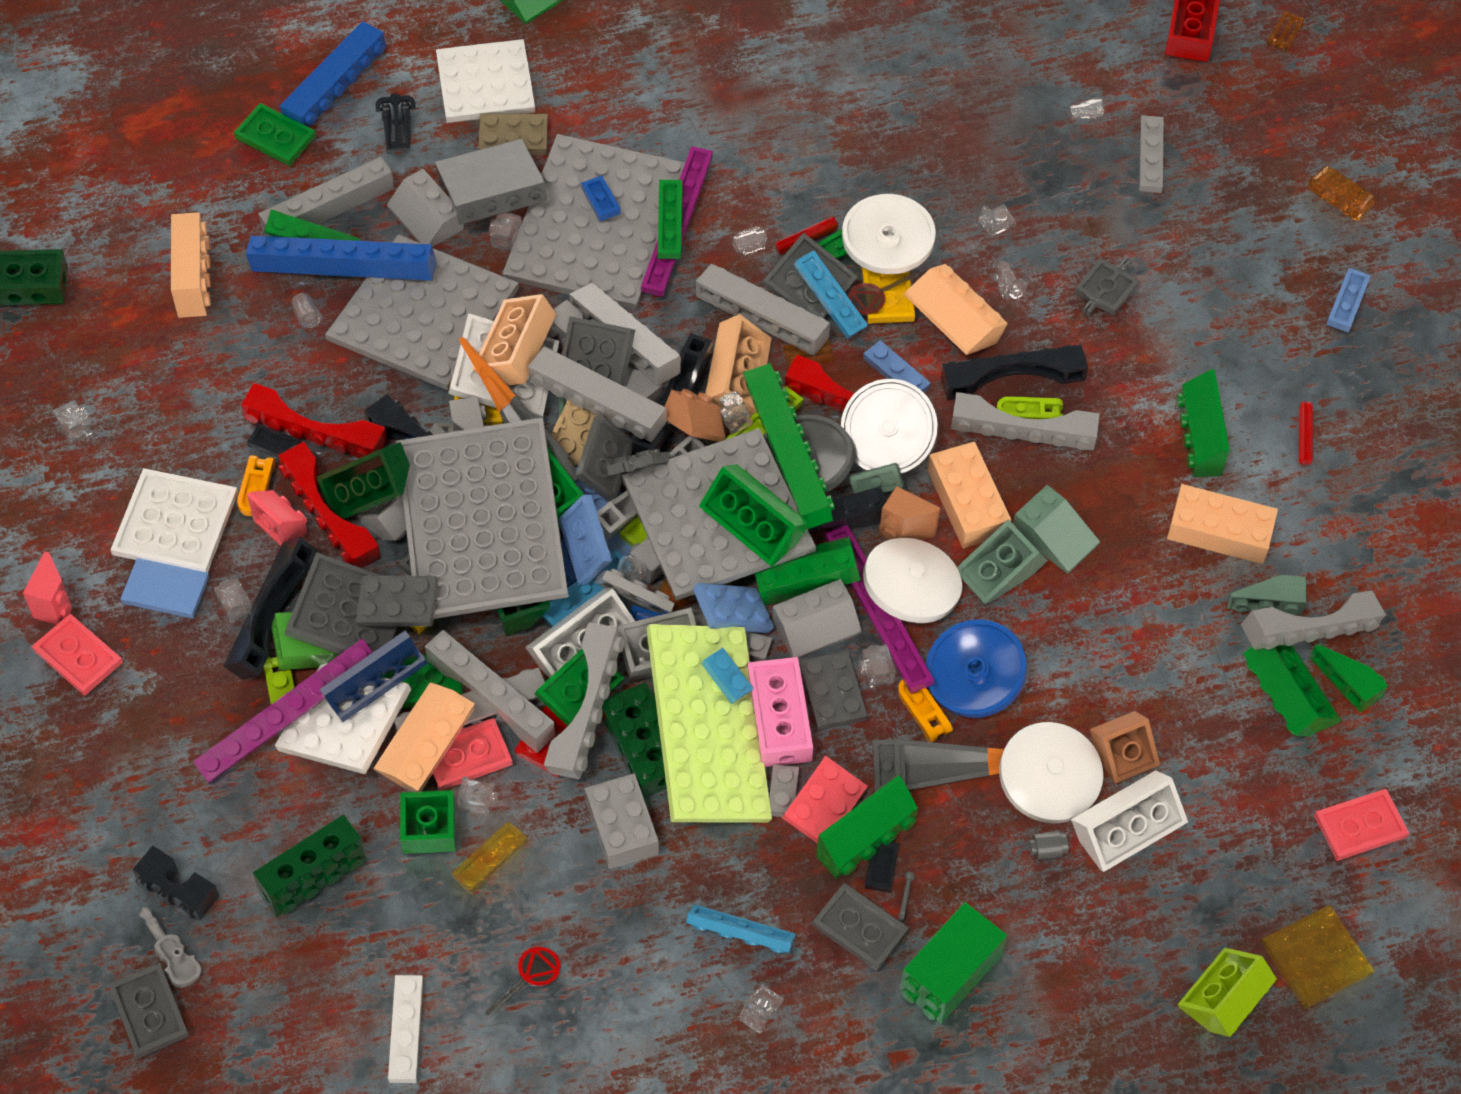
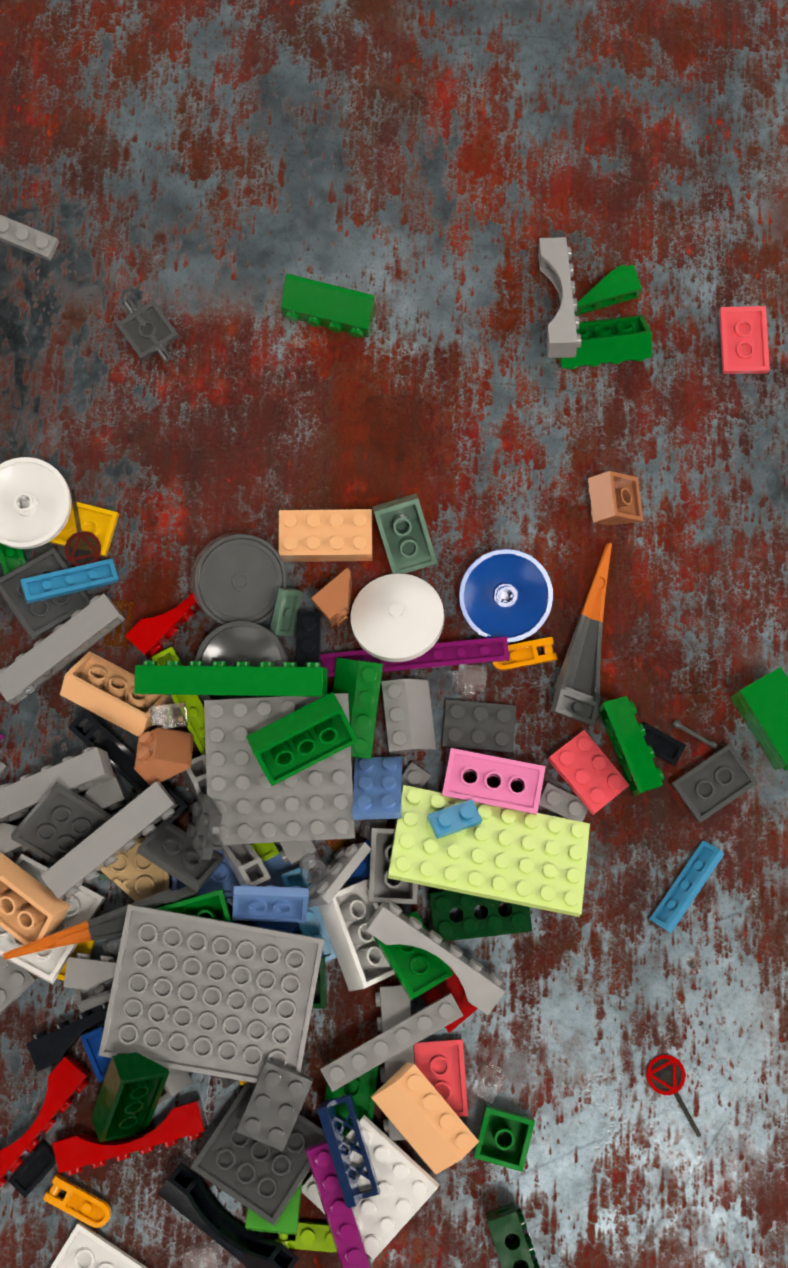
camera: 65 degrees left, 20 degrees up
(276, 516) = (127, 1191): coral slope -> none
(405, 1029) = (691, 1213): white plate -> none
(489, 857) = (551, 1089): clear yellow plate -> none
(621, 821) = (554, 958): light grey brick -> none
(760, 1008) = (764, 893): clear bracket -> none
(893, 366) = (167, 550): medium blue plate -> none
(956, 309) = (127, 473): light nougat slope -> none
(996, 220) = (35, 398): clear bracket -> none
(1008, 284) = (109, 416): clear bracket -> none
(1031, 407) = (254, 448): lime plate -> none
(1048, 845) = (687, 598): dark grey brick -> none
(1050, 772) = (620, 570): white dish -> none
(1056, 529) = (386, 474): sand green slope -> none
(1060, 364) = (217, 403): black arch -> none
(1070, 430) = (243, 498): light grey arch -> none
(1130, 820) = (684, 522): white slope -> none
(1222, 524) = (429, 332): light nougat brick -> none
(1281, 592) = (513, 314): sand green slope -> none
(1305, 433) = (360, 226): red axle -> none
(1341, 192) = (123, 89): clear orange beam -> none
(1348, 300) = (238, 132): medium blue plate -> none

